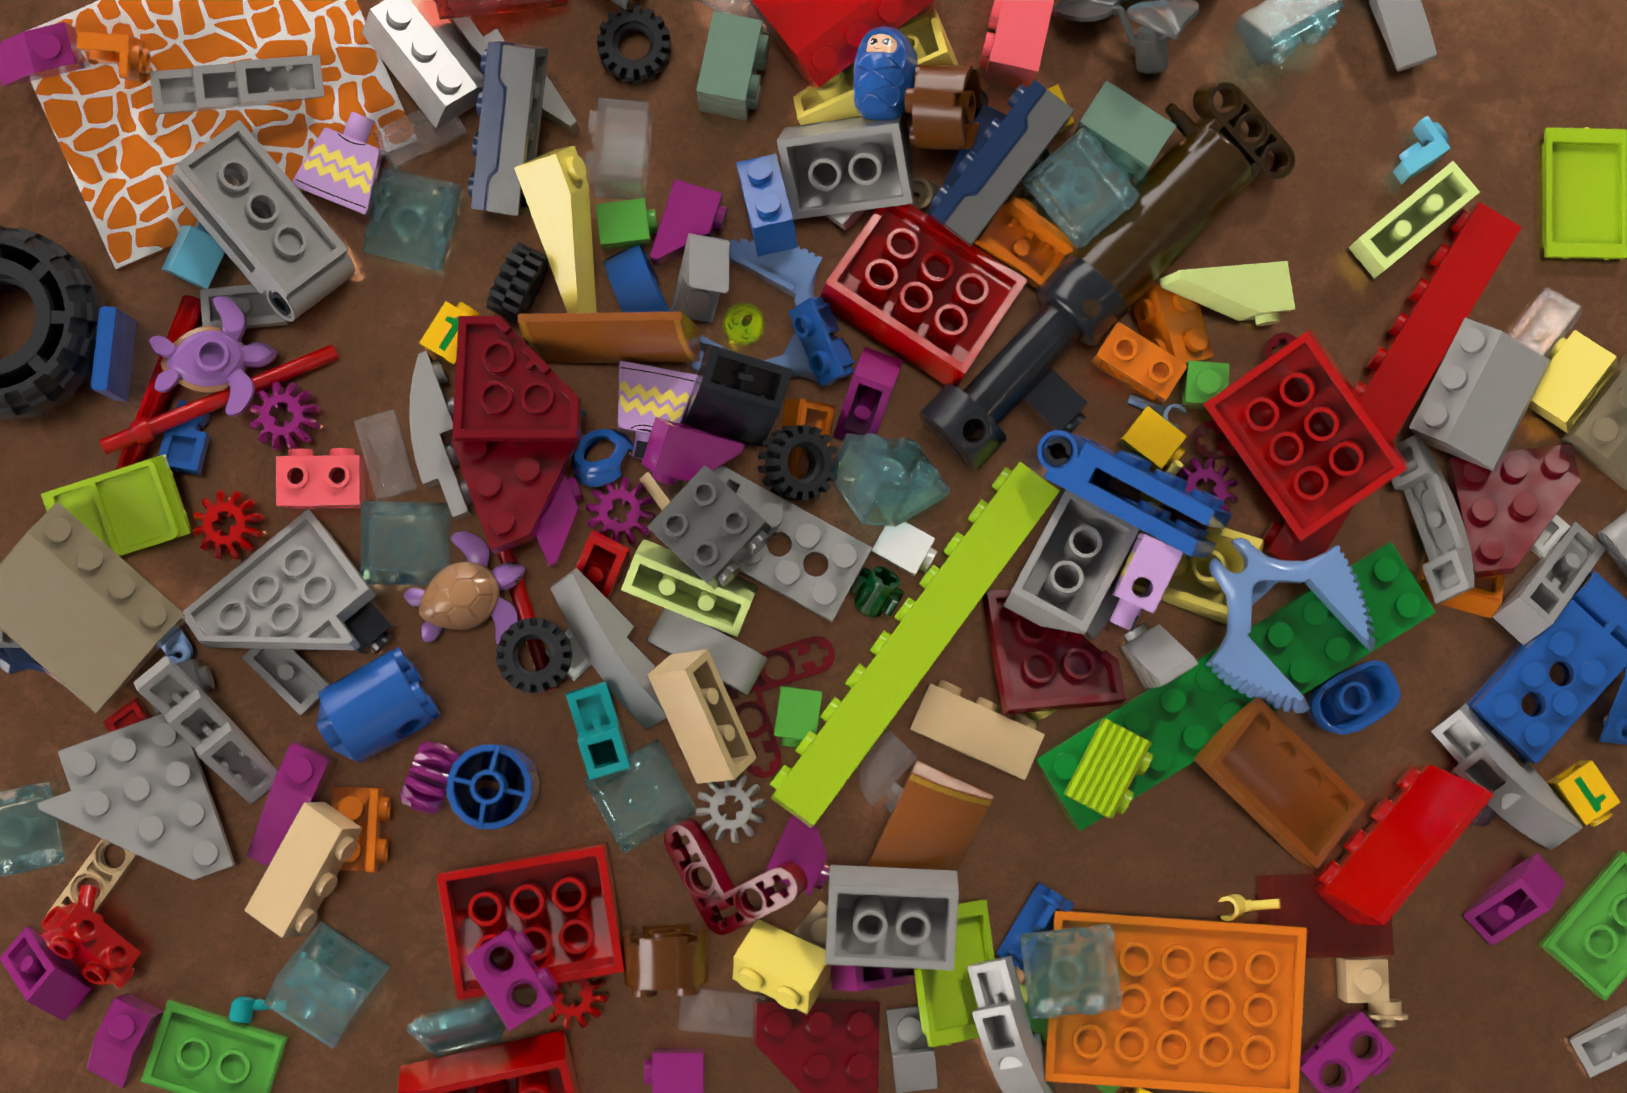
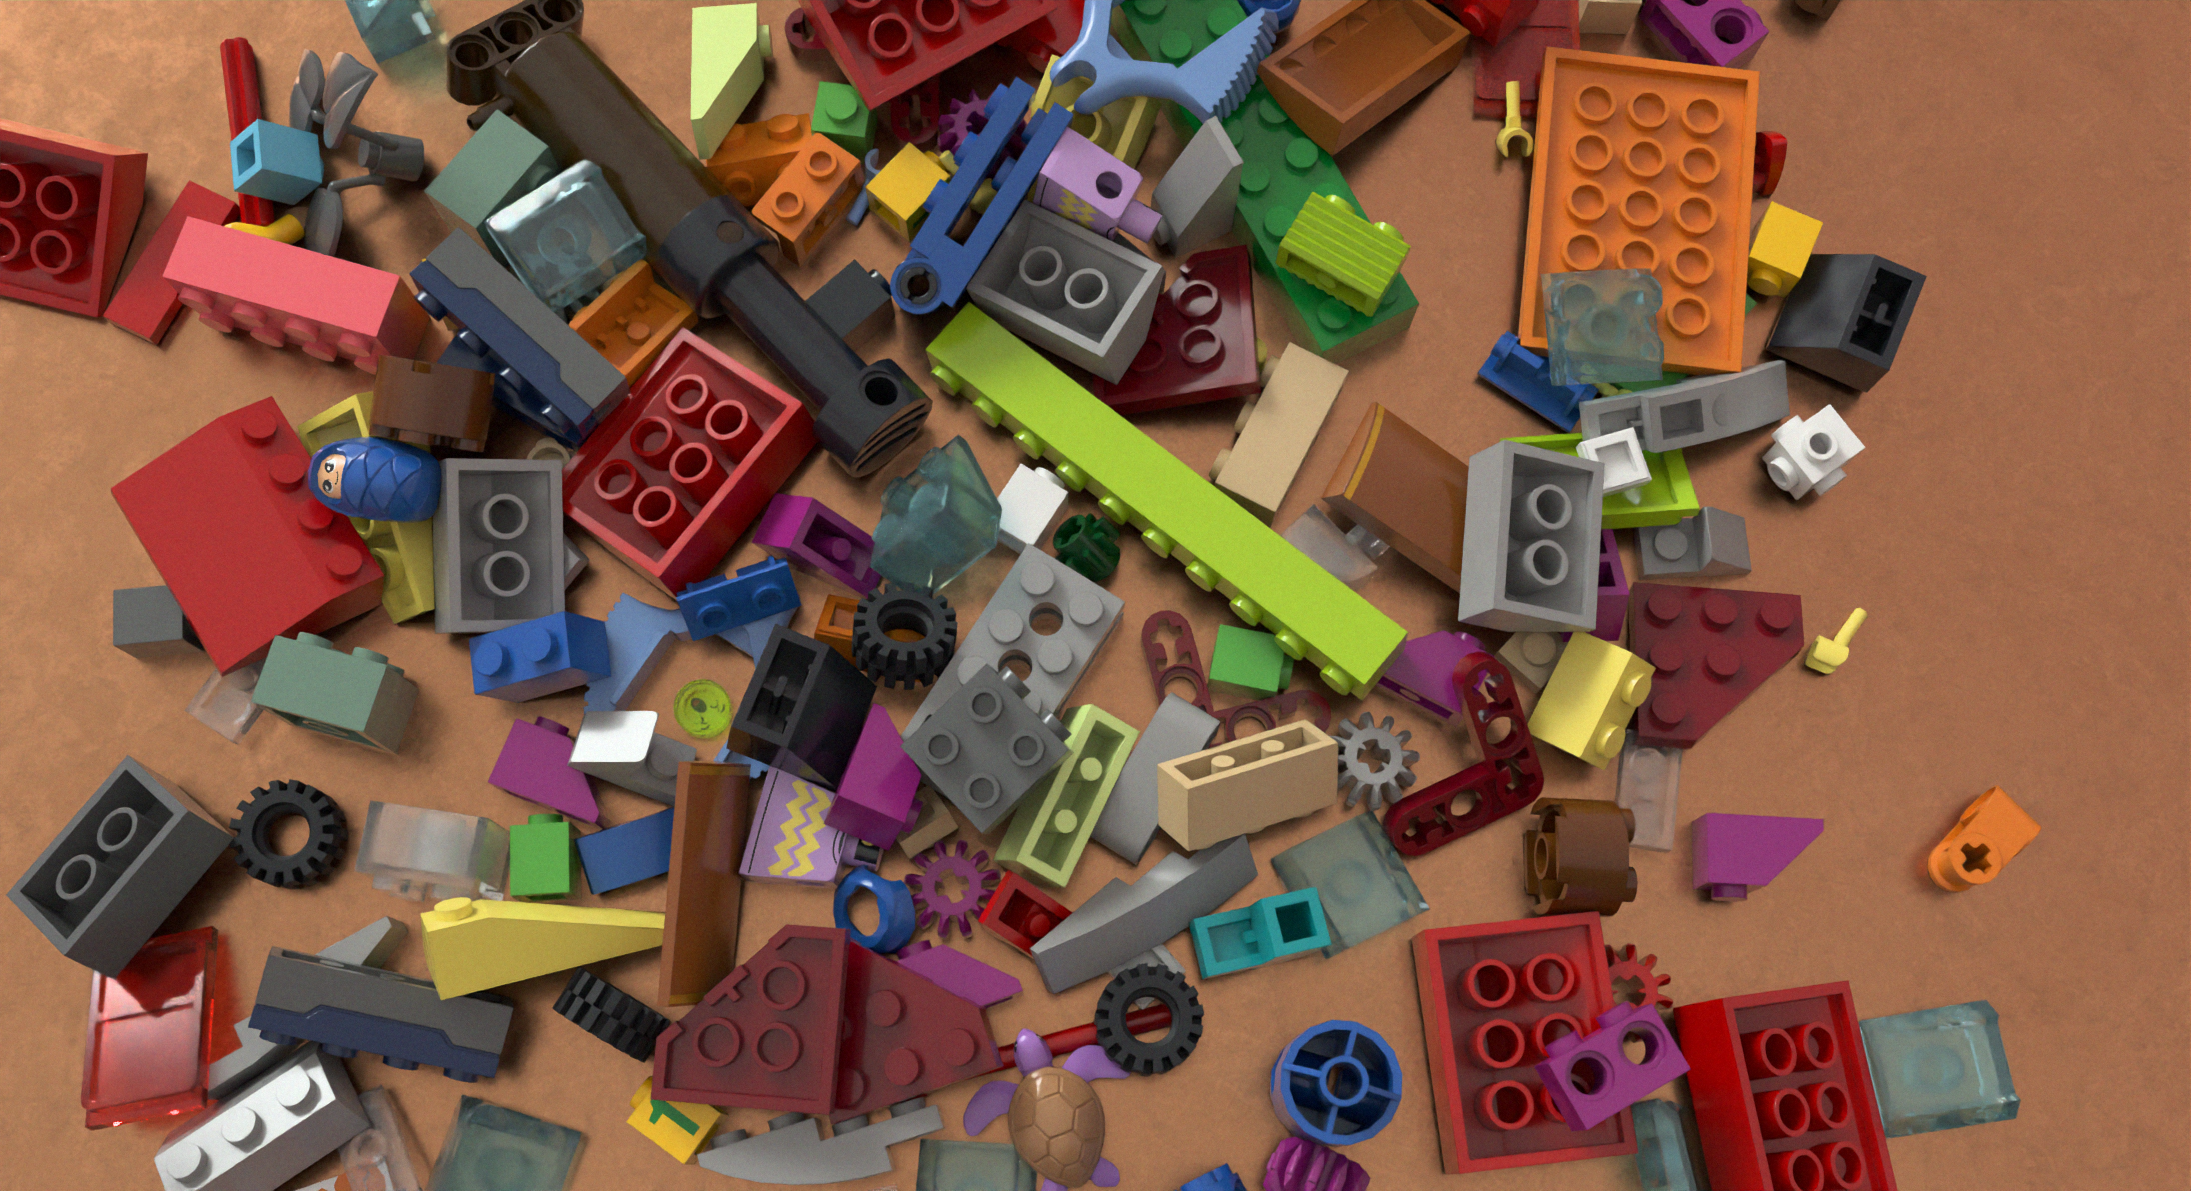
camera: 85 degrees left, 10 degrees down
(963, 983) = (1622, 457): none -> white tile

